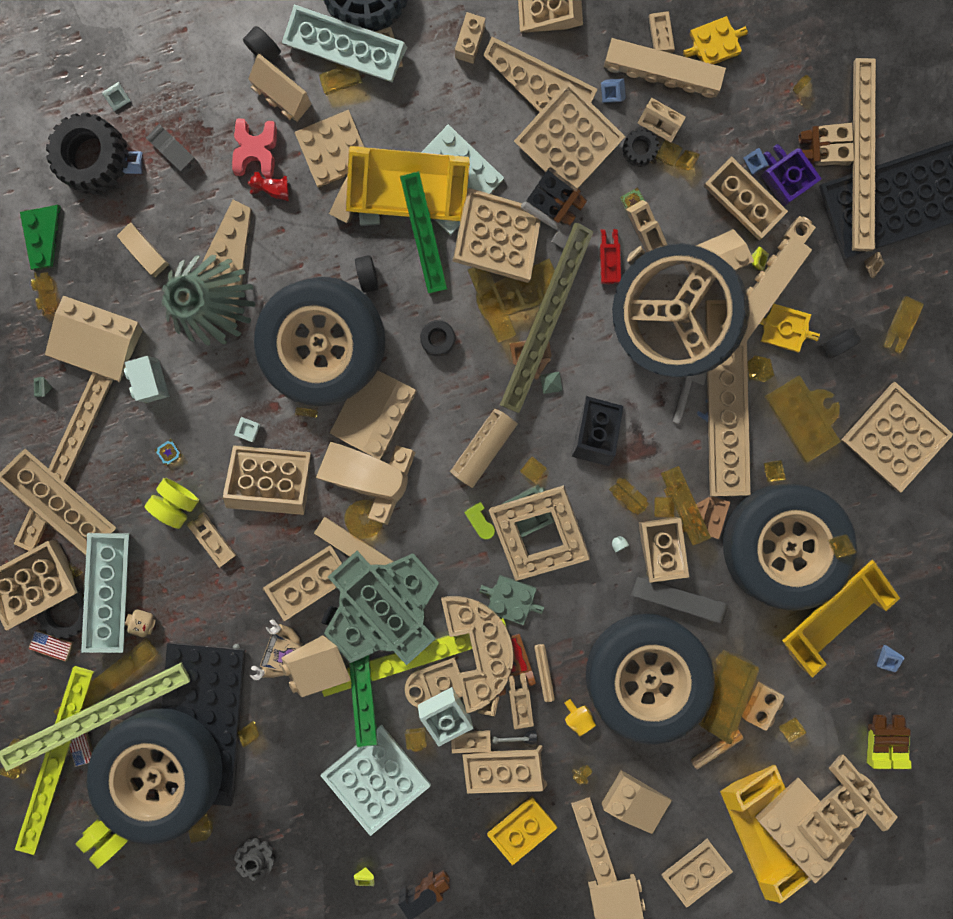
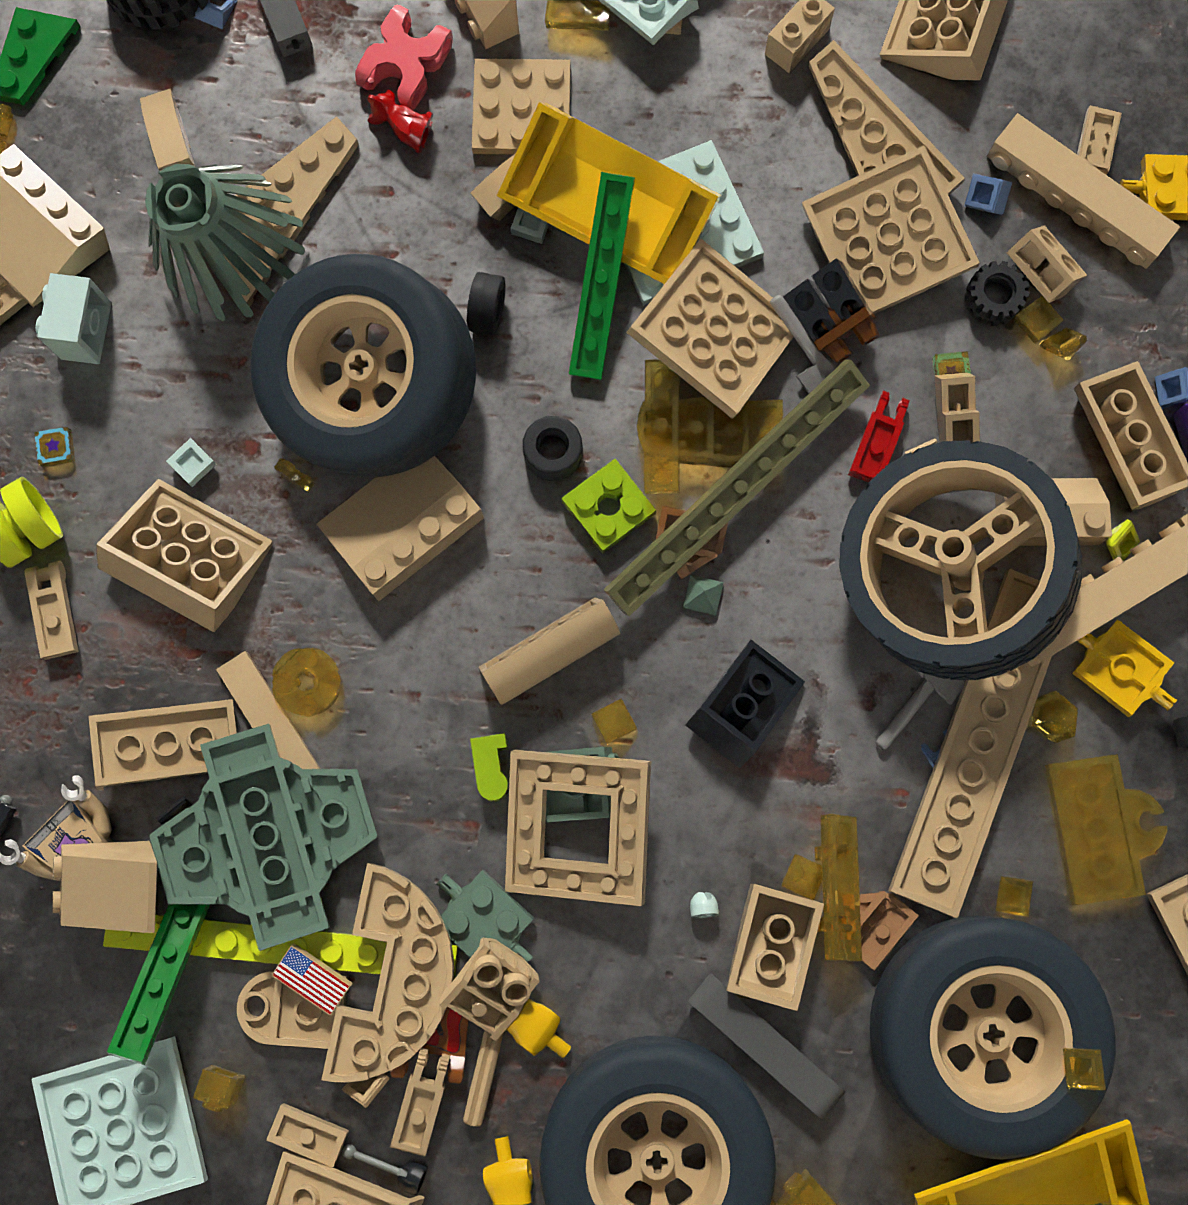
camera: 25 degrees right, 10 degrees down
(369, 476) = (345, 616): tan slope -> none
(438, 666) = (311, 979): none -> tile
(445, 716) = (282, 1070): light aqua brick -> none
(476, 343) = (609, 483): none -> lime brick
(531, 631) = (491, 987): none -> tan slope
(560, 641) = (536, 1029): none -> yellow piece
(635, 502) = (757, 848): clear yellow hinge -> none

